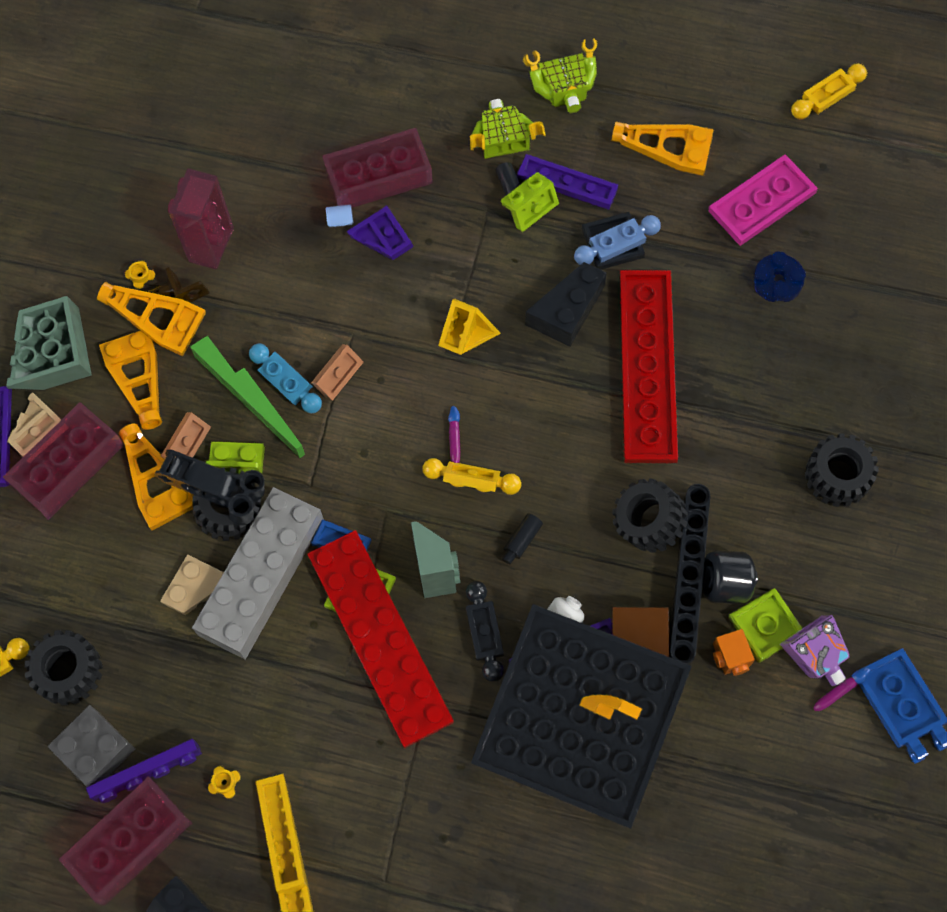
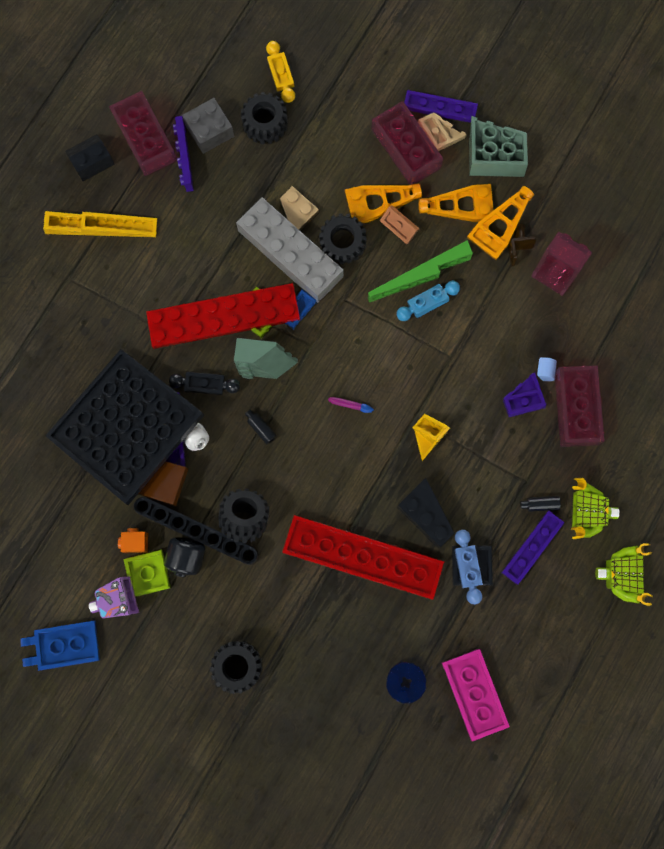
camera: 105 degrees right, 10 degrees up
(137, 268) = (545, 224): yellow plate -> none
(213, 484) = (351, 226): black piece -> none
(216, 782) = (167, 199): yellow plate -> none
(237, 455) = (377, 255): lime bracket -> none
(337, 372) = (421, 336): nougat plate -> none
(471, 476) = (314, 406): yellow plate -> none
(531, 201) = (522, 512): lime bracket -> none
(605, 705) = (115, 444): light orange slope -> none
(696, 144) = (536, 659): light orange plate -> none
(829, 91) = (560, 788): yellow plate -> none
(840, 690) = (88, 621): magenta piece -> none

